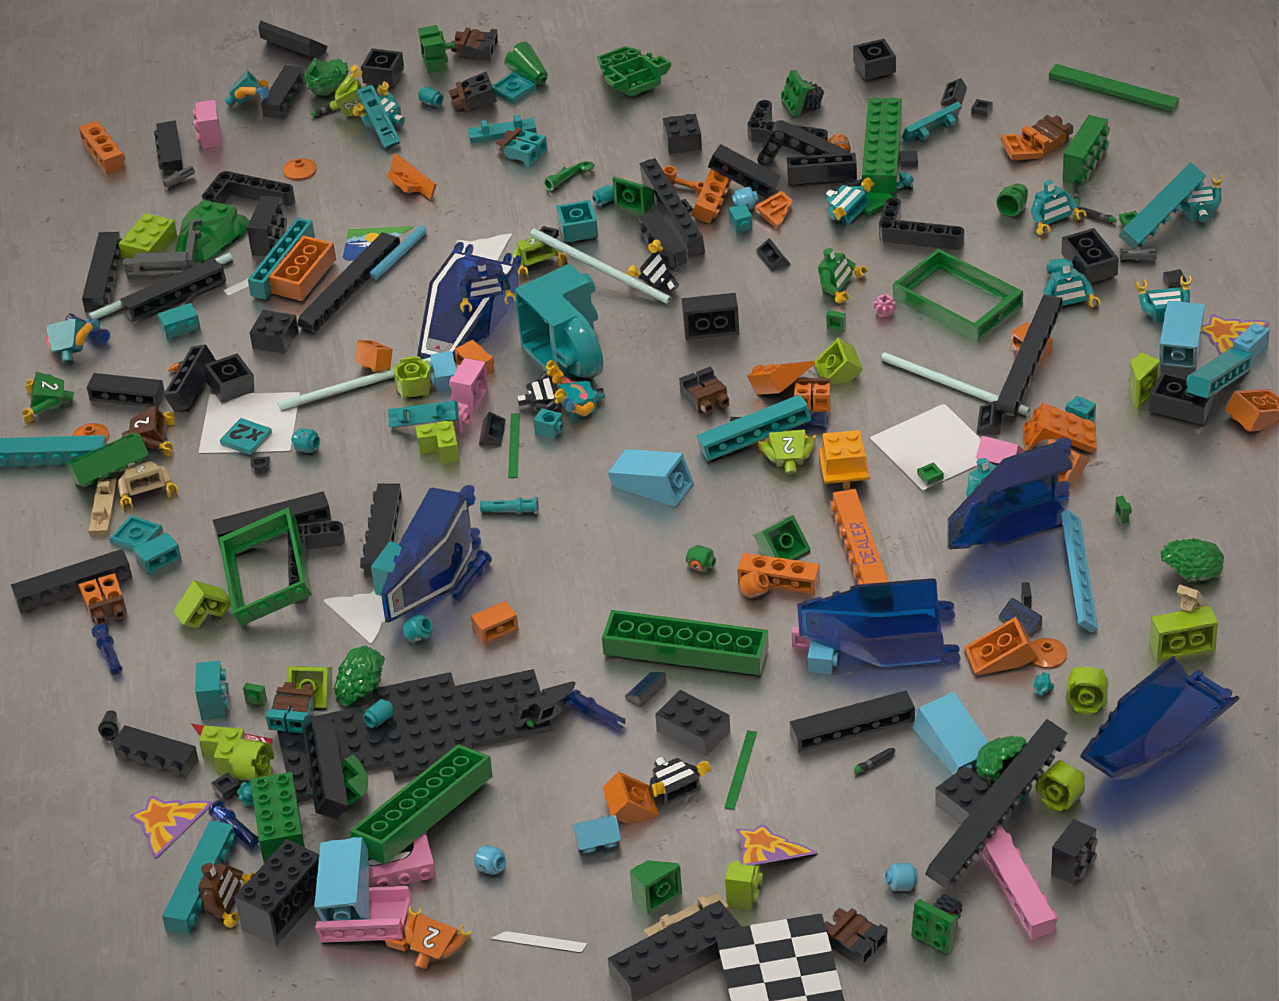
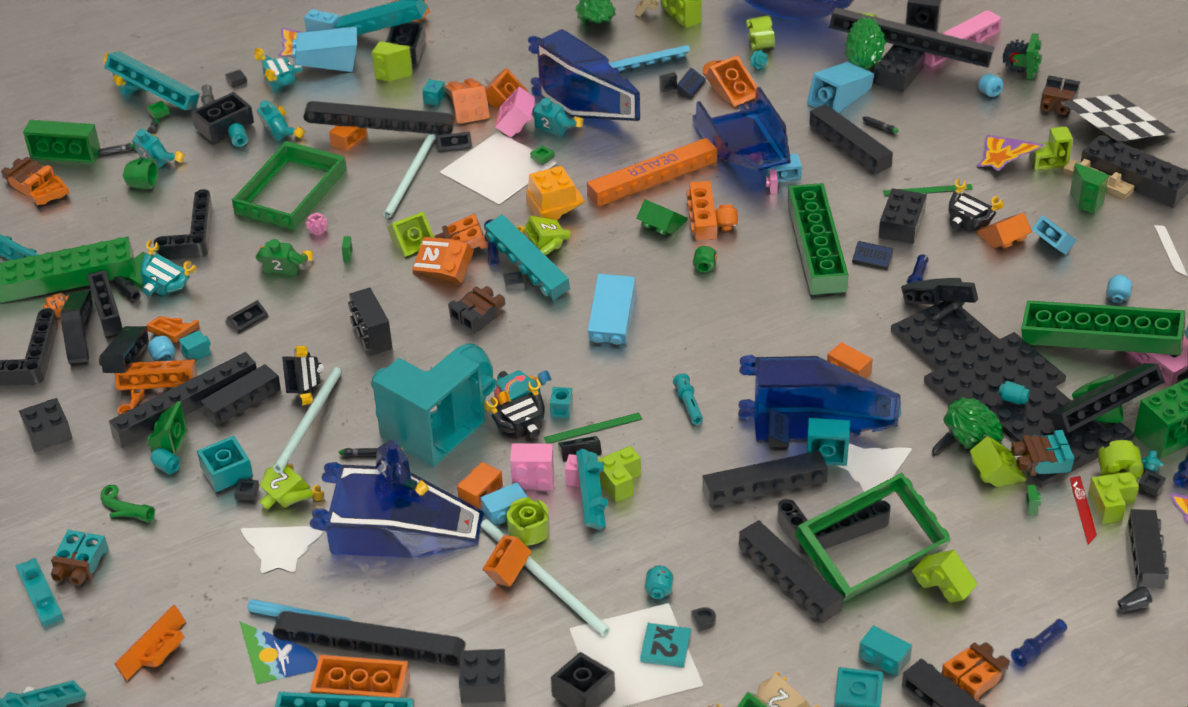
camera: 110 degrees left, 0 degrees up
(211, 690) = (1055, 523): teal brick -> none

